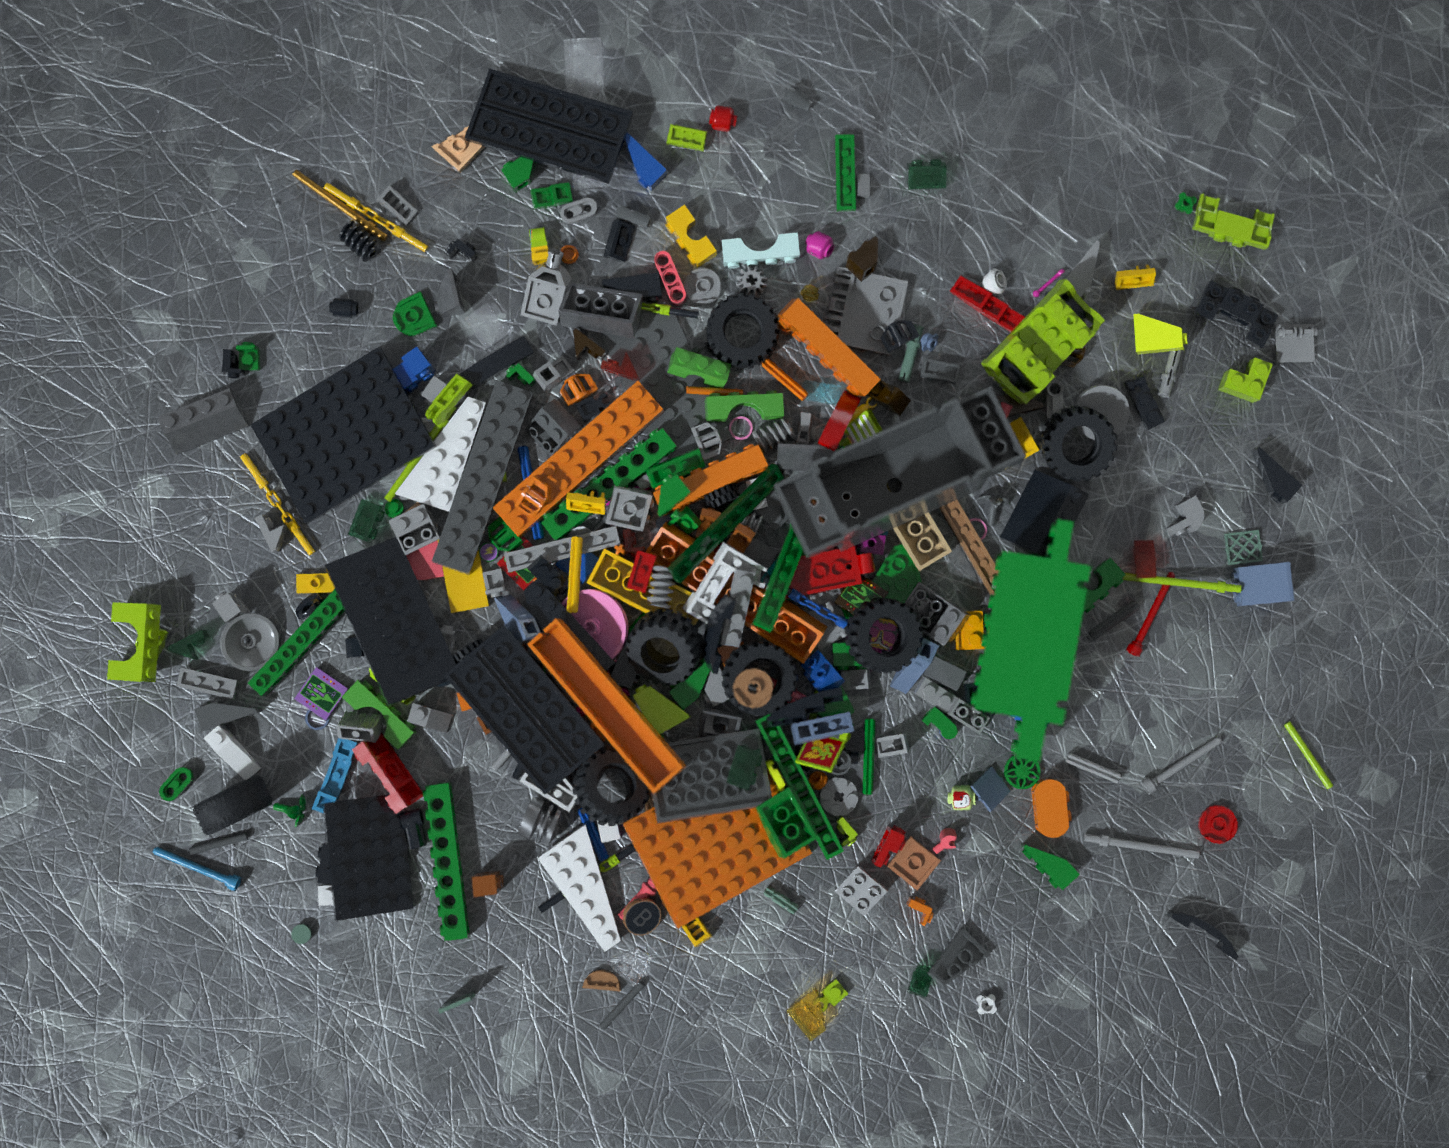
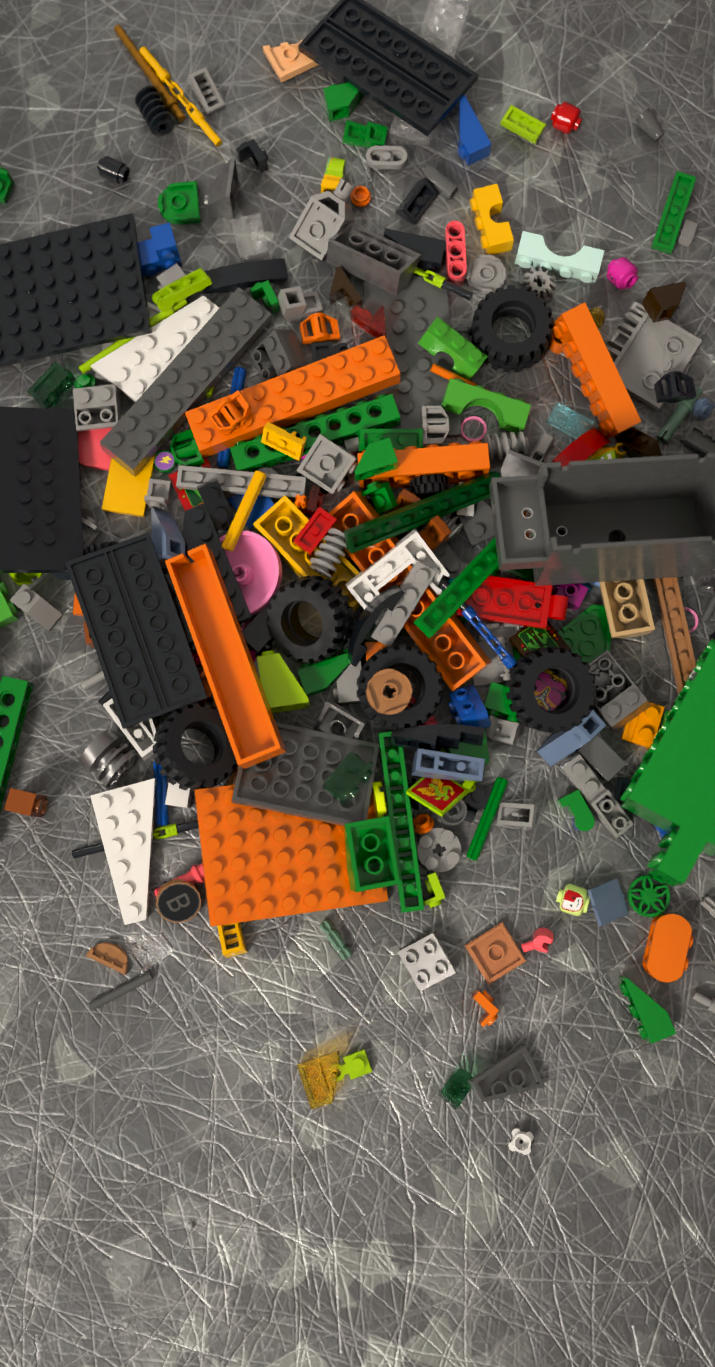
camera: 25 degrees right, 5 degrees down
(785, 379) = (538, 394): orange axle -> none
(891, 841) = (481, 918): red plate -> none

